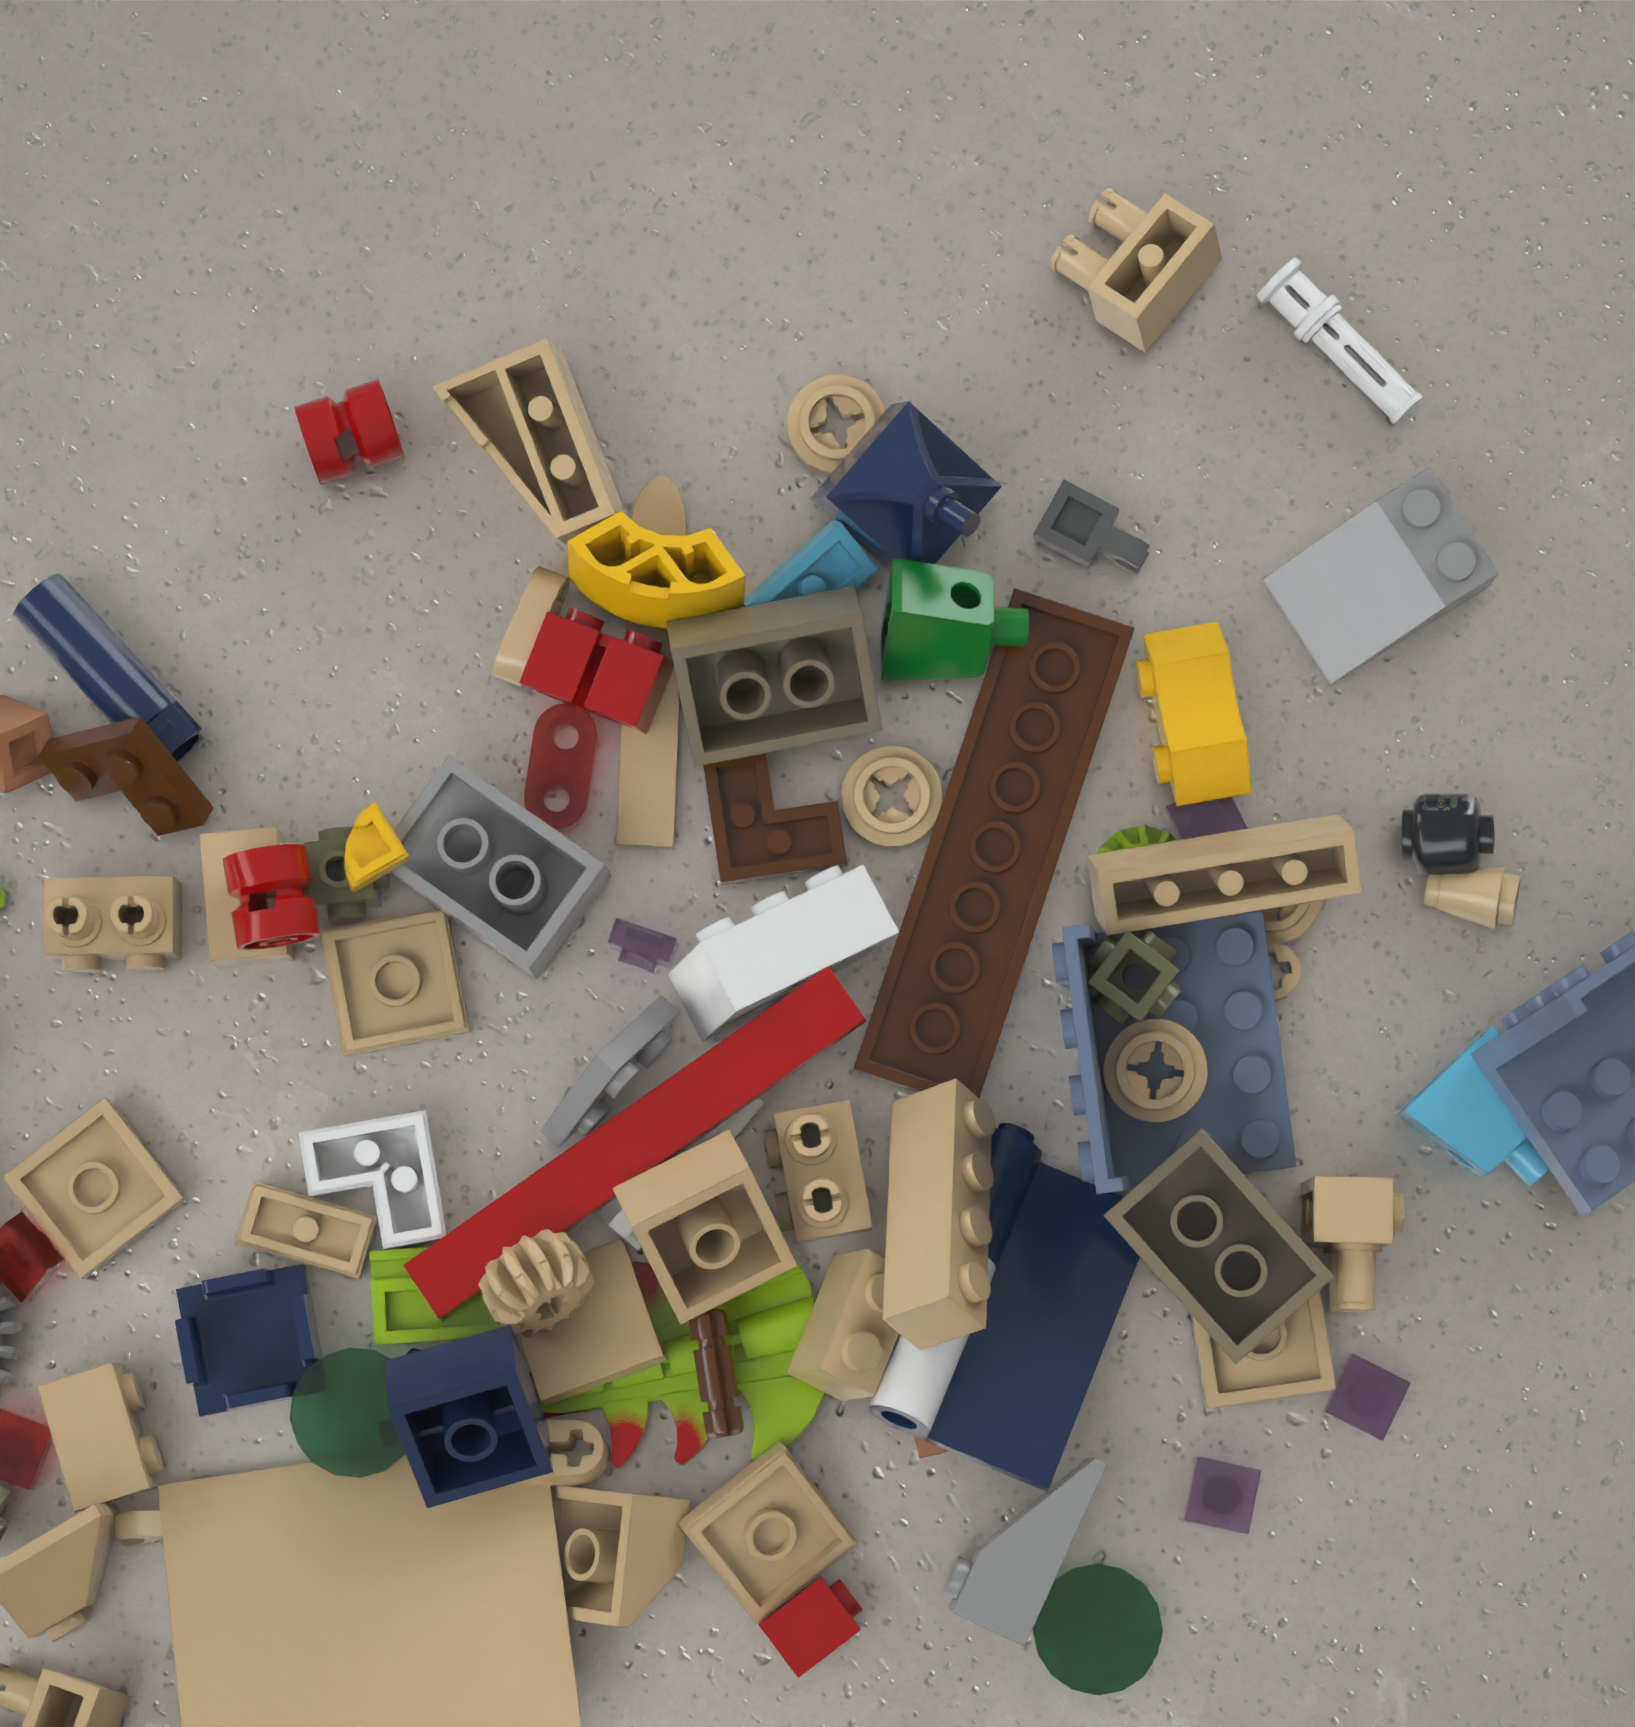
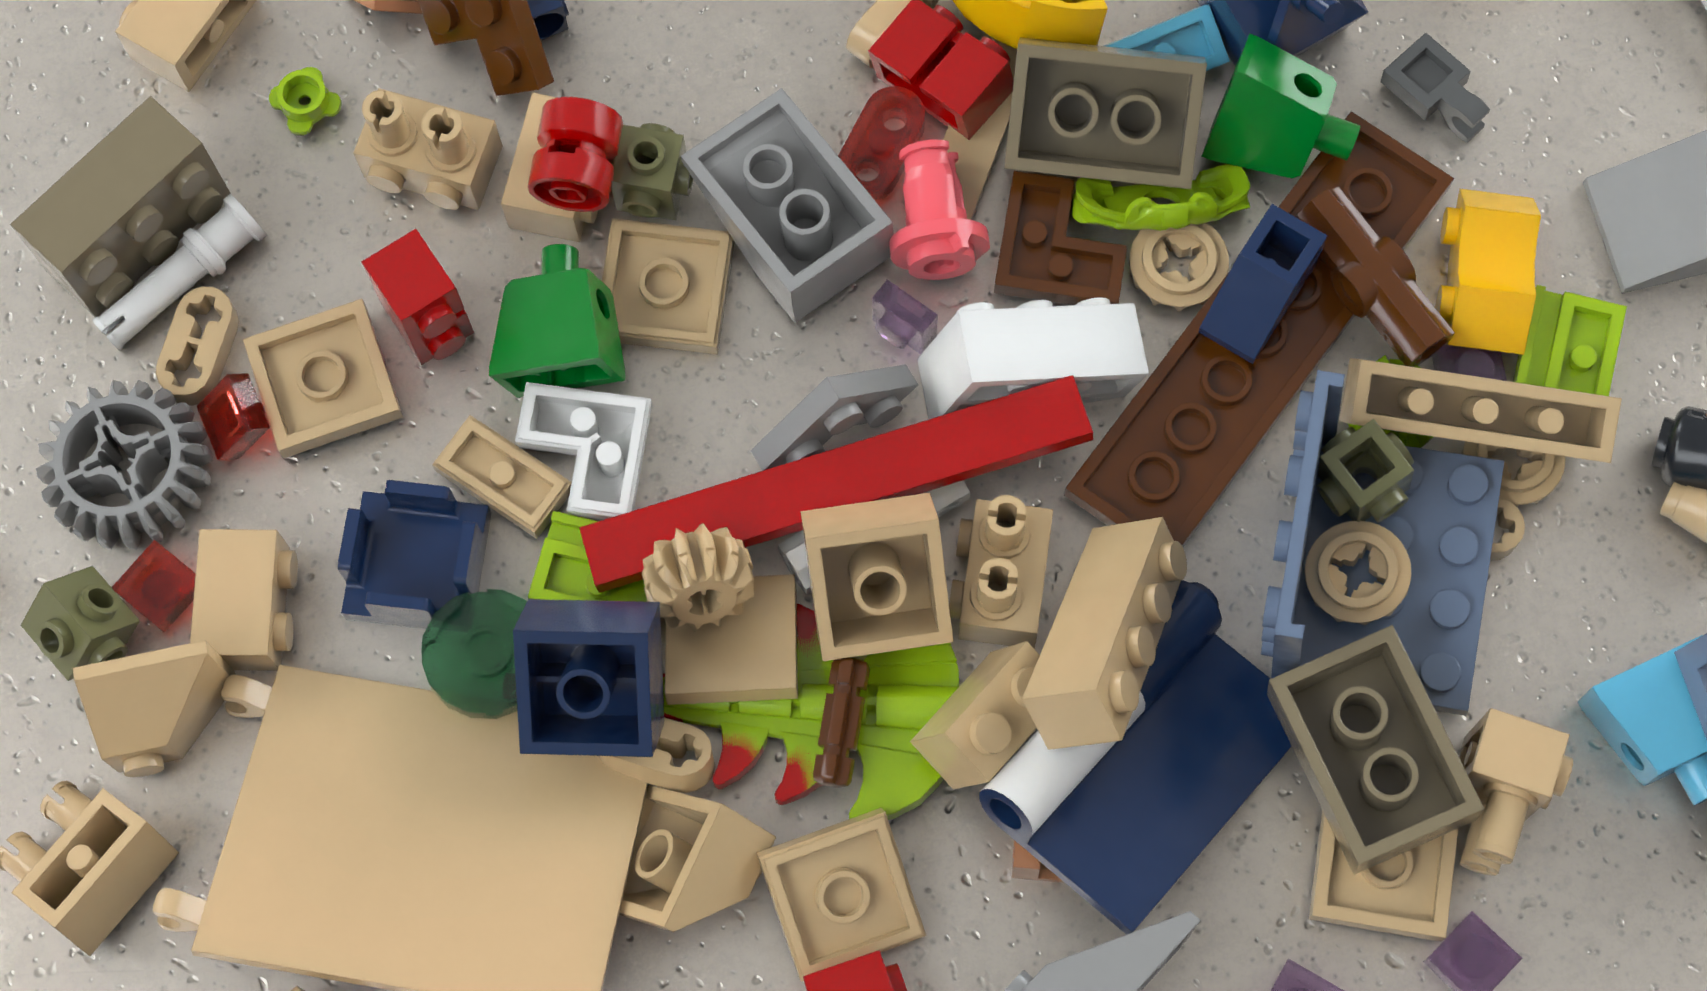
camera: 20 degrees right, 10 degrees down
(165, 1086) = (419, 297): none -> red piece
(309, 1067) = (557, 328): none -> green torso
(371, 849) = (682, 143): yellow tile -> none
(640, 831) = (937, 234): none -> coral piece
(906, 718) = (1211, 198): none -> lime piece
(981, 812) = (1263, 283): none -> dark blue slope
(1085, 765) = (1376, 279): none -> reddish brown piece
(1294, 766) = (1571, 343): none -> lime plate

